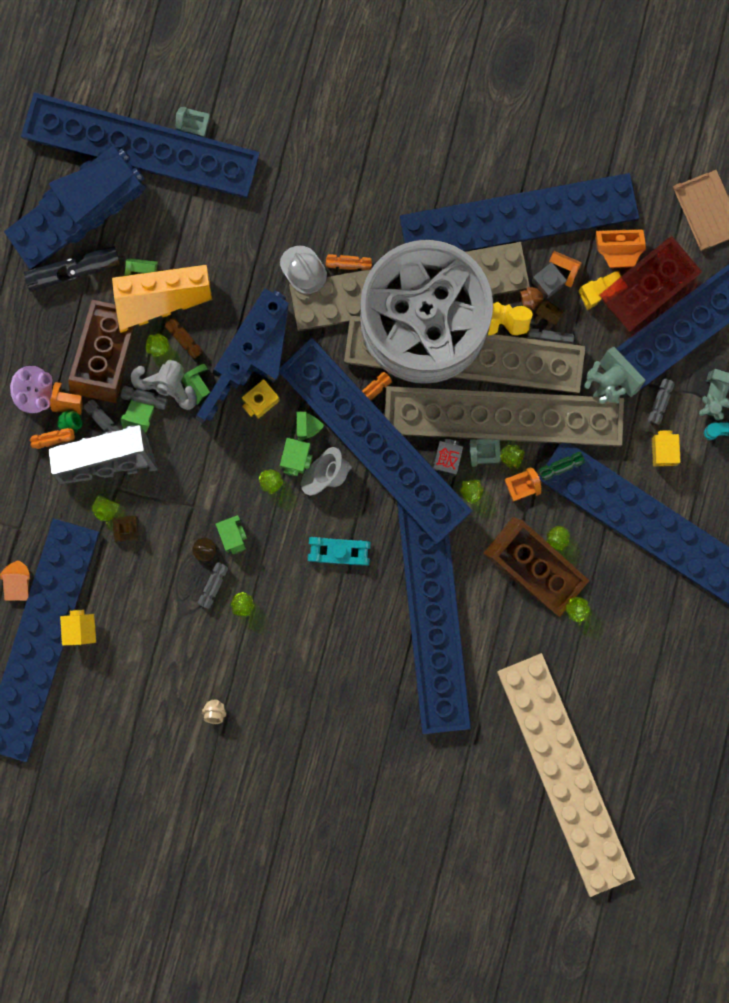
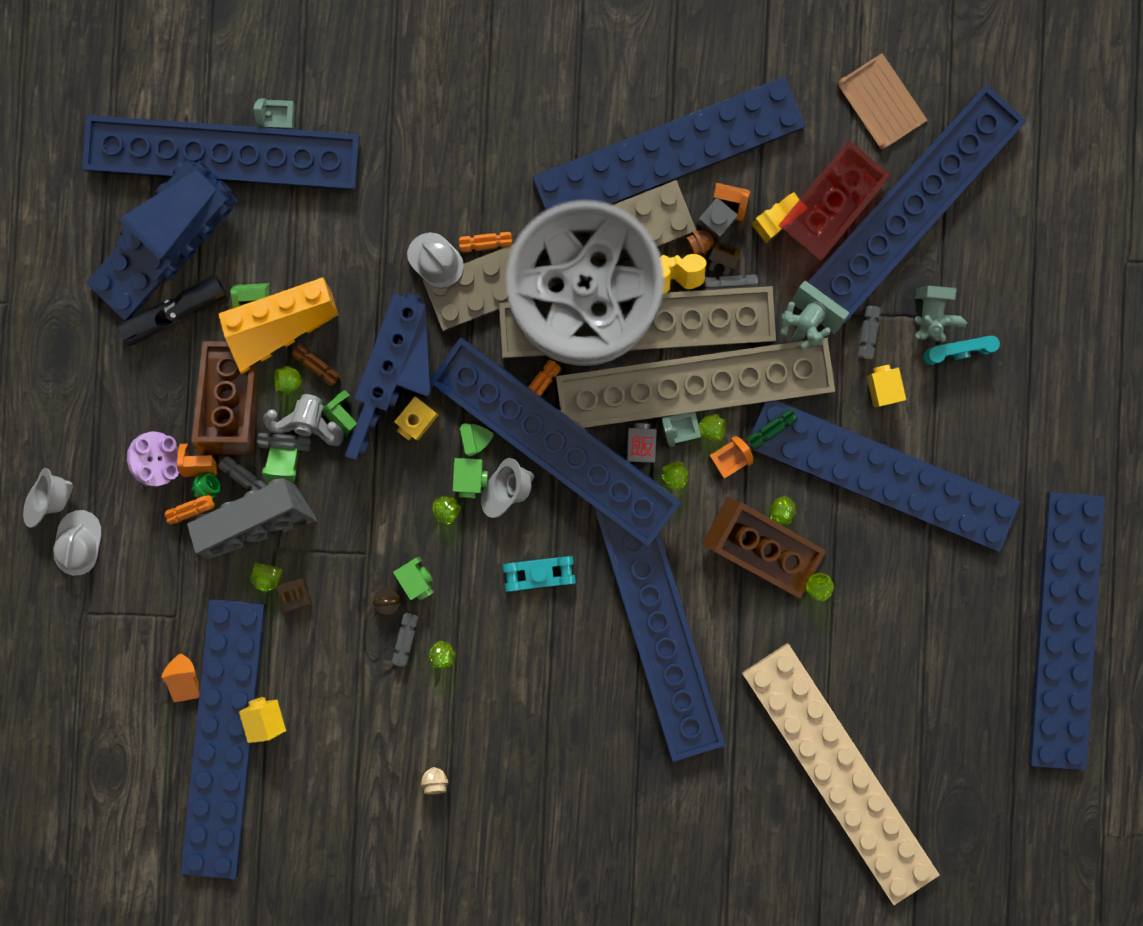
camera: 10 degrees left, 5 degrees up
(621, 247) = (792, 163): orange slope -> none

